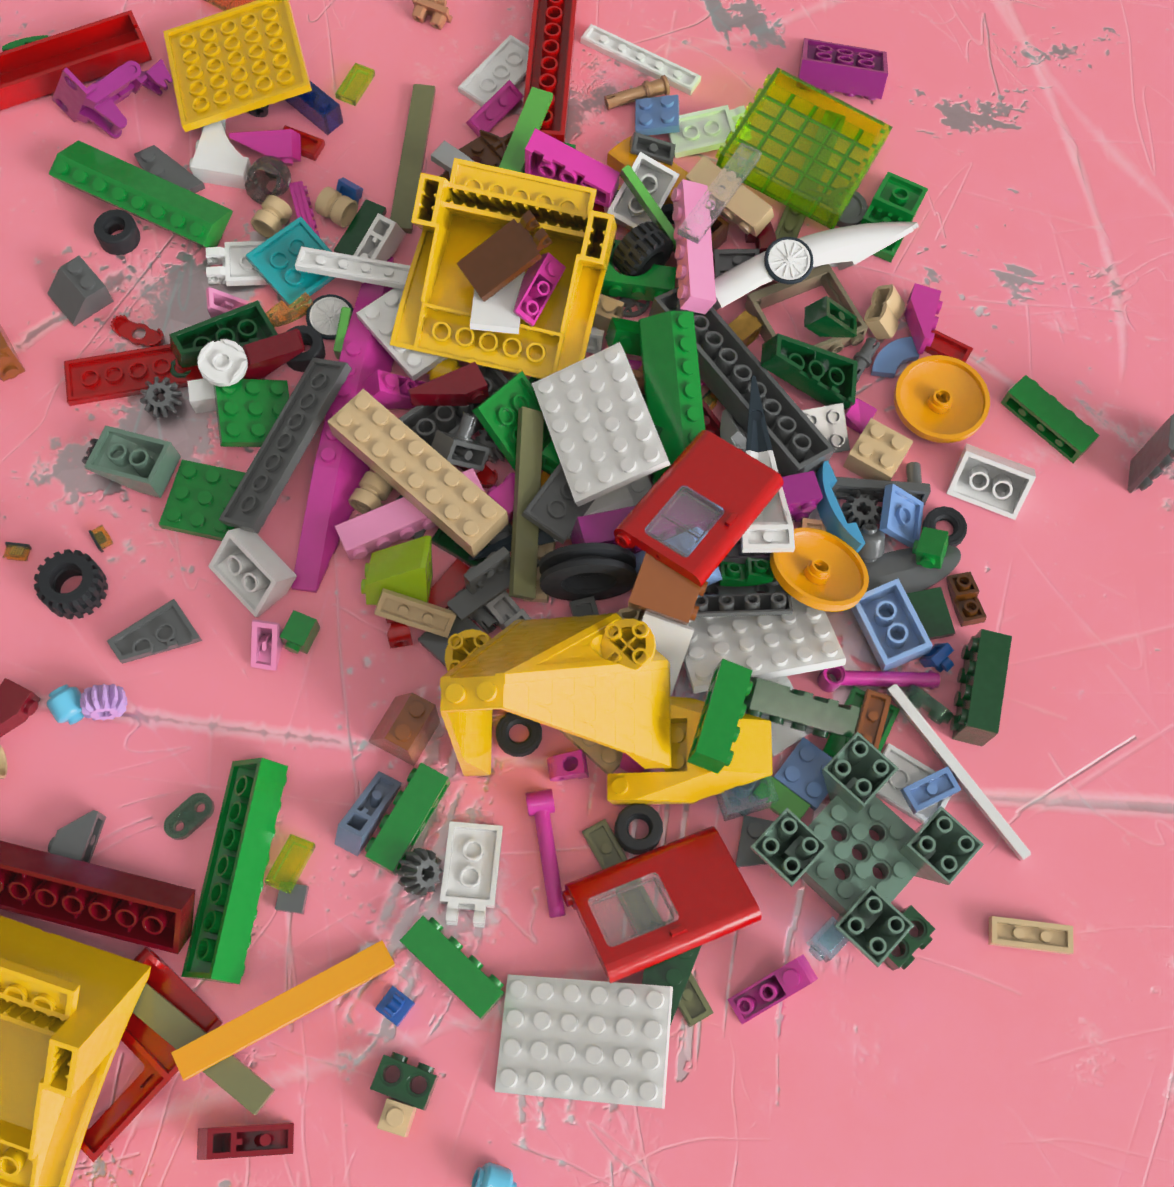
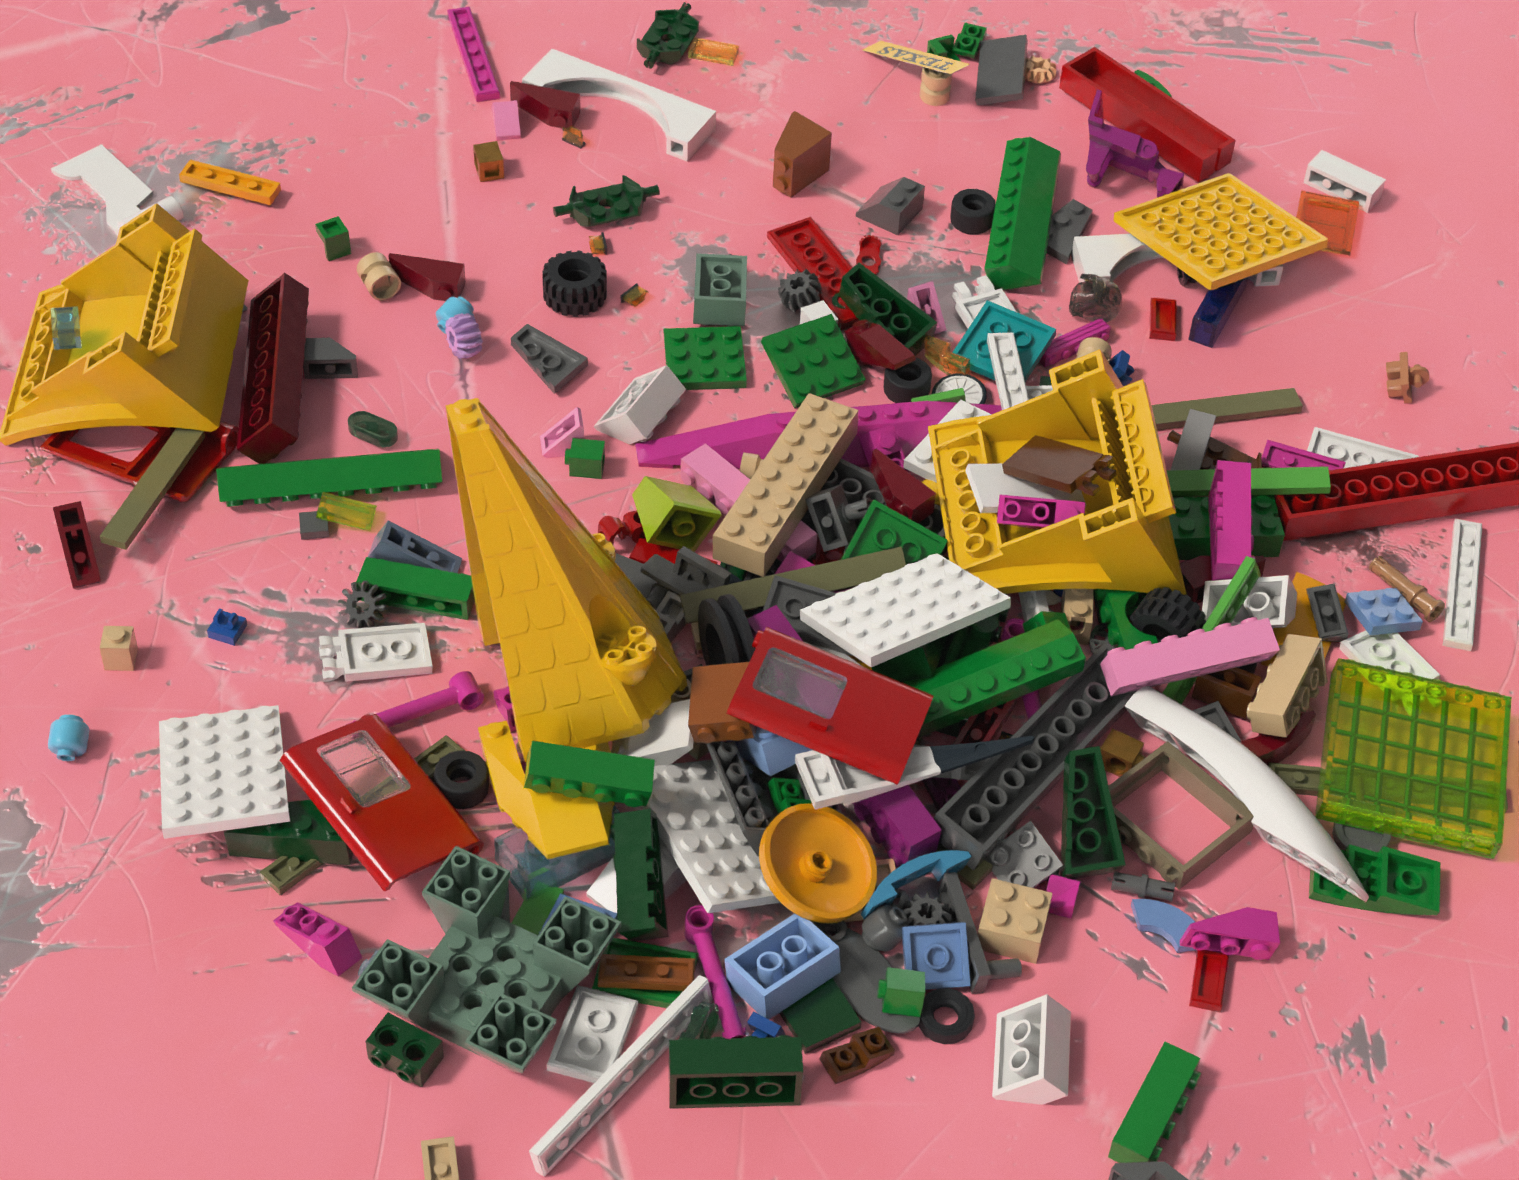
camera: 75 degrees right, 20 degrees down
(222, 362) = (847, 310): white tile -> none
(271, 217) = (1053, 314): tan wheel -> none
(276, 143) = (1140, 294): dark pink slope -> none
(282, 1010) = (204, 537): light orange tile -> none
(285, 445) = (782, 384): dark grey plate -> none
(355, 84) = (1266, 342): clear neon green tile -> none
(402, 1088) = (154, 647): dark green brick -> none
(415, 613) = (633, 529): tan plate -> none
(452, 967) = (274, 657): green brick -> none
(719, 193) = (1270, 657): clear tile -> none
(788, 260) = (1214, 746): white wheel -> none
(830, 319) = (1167, 822): dark green slope -> none
(884, 312) = (1217, 890): tan brick -> none
(930, 790) = (588, 1043): medium blue plate -> none
(941, 399) = (1121, 973): light orange dish -> none

